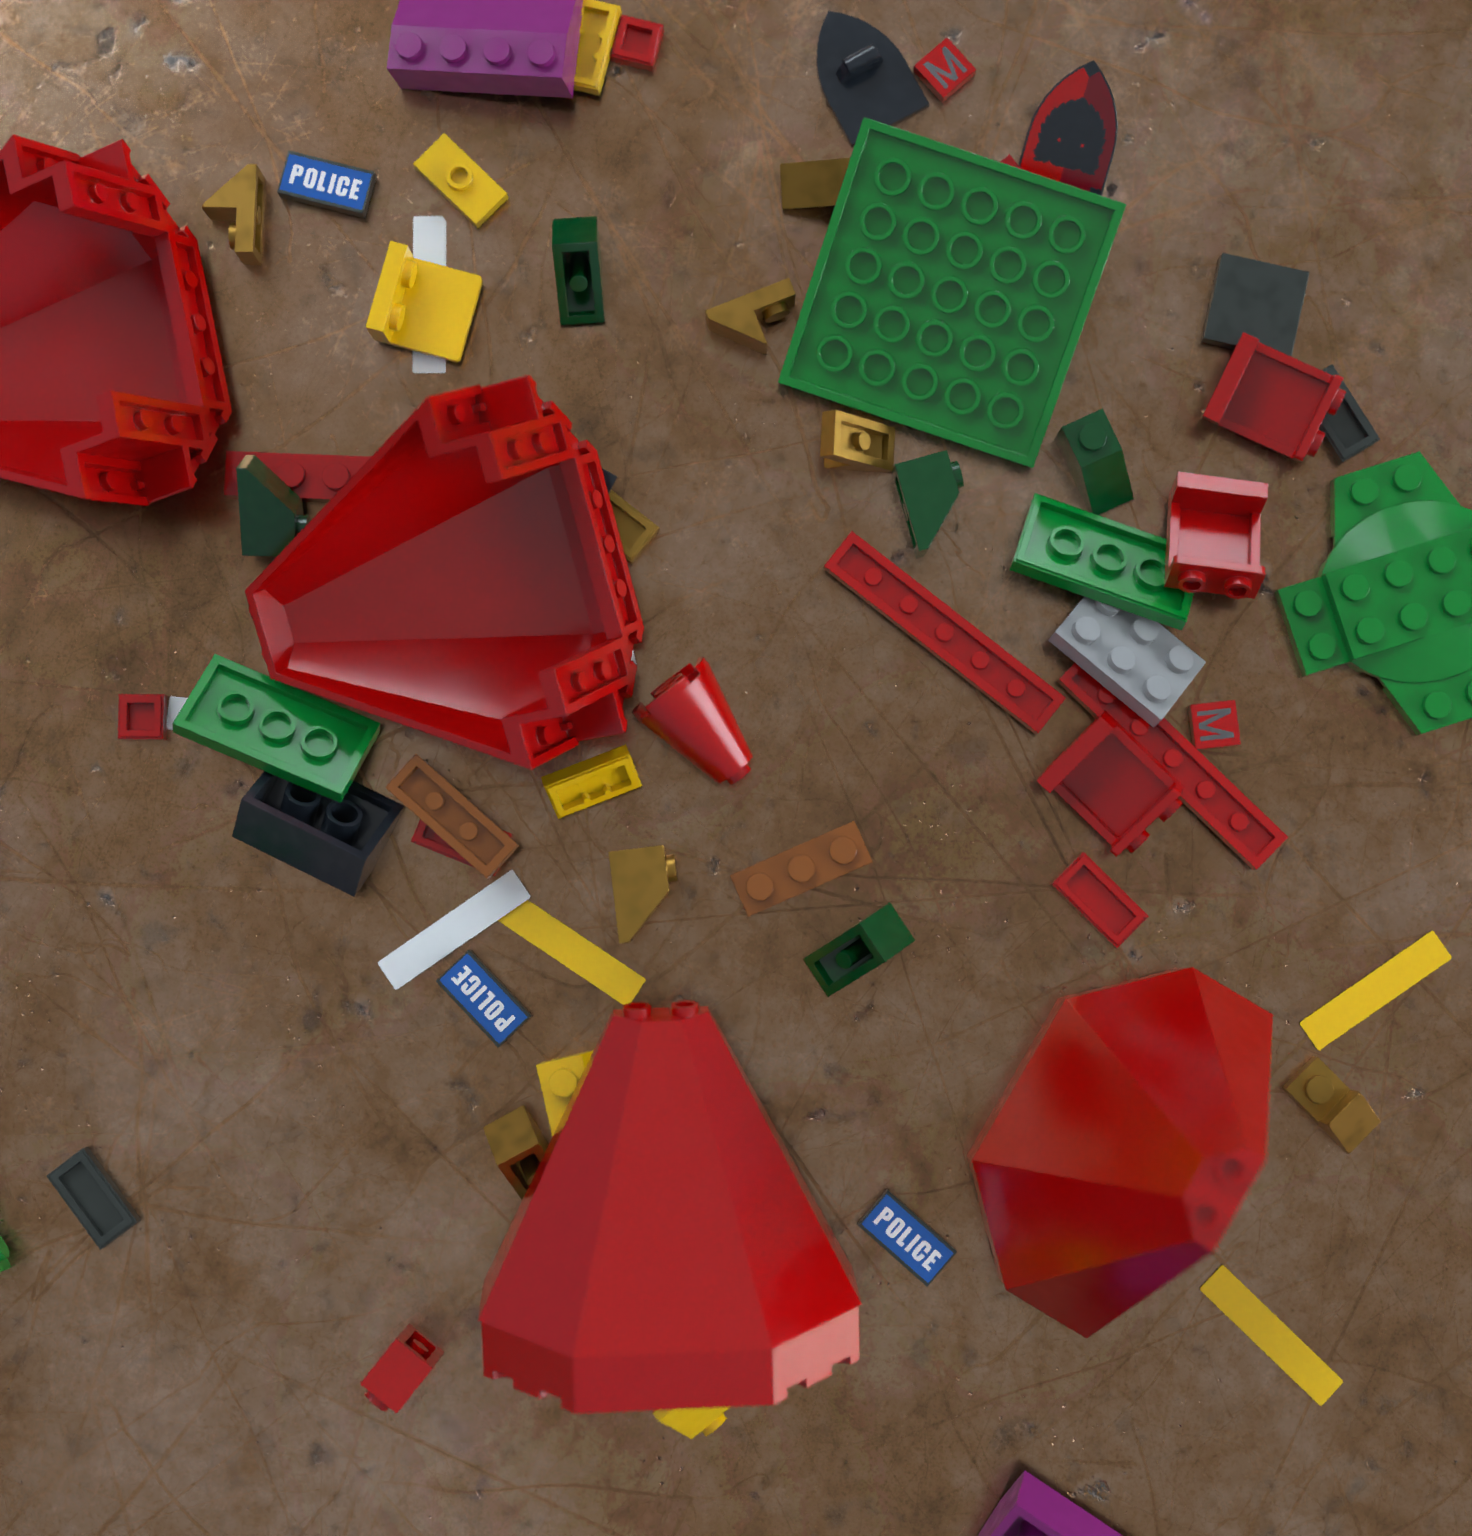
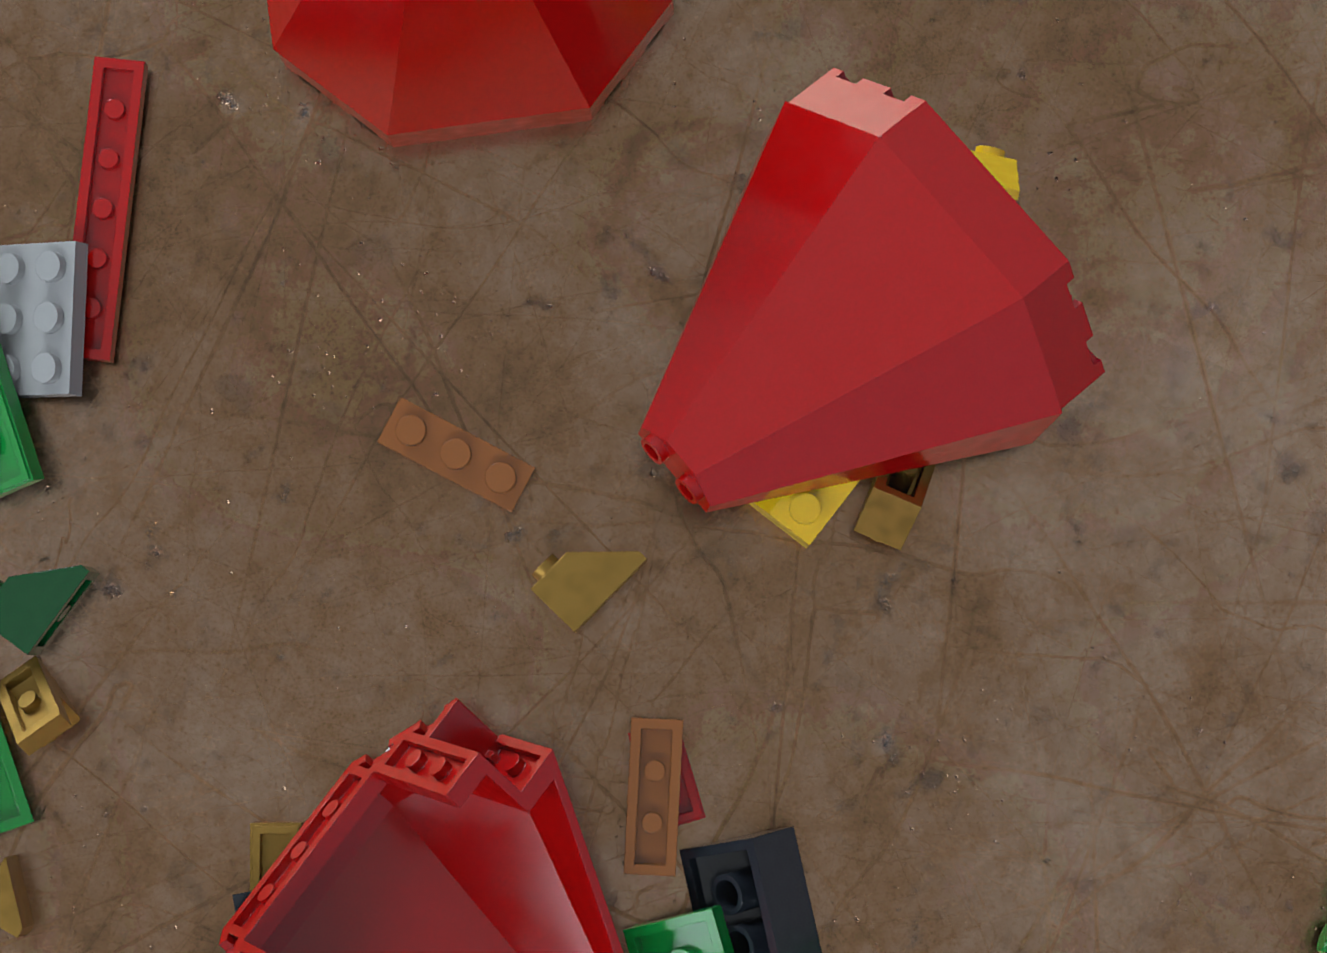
camera: 130 degrees left, 0 degrees up
(93, 1197) = (1236, 843): pearl dark grey tile -> none
(401, 1369) = (1160, 451): red brick -> none
(454, 929) = (752, 717): white sticker -> none
(484, 998) = (790, 641): tile -> none
(574, 951) = (687, 604): yellow sticker -> none
(591, 781) = (525, 699): yellow plate -> none
(698, 723) = (398, 646): red cone -> none
(859, 949) = (486, 347): dark green slope -> none
(907, 1237) = (701, 115): tile -> none
(944, 633) = (147, 494): red plate -> none
(1099, 900) = (279, 177): red tile -> none
(1113, 784) = (166, 241): red panel -> none
(1214, 725) = (45, 196): red tile -> none

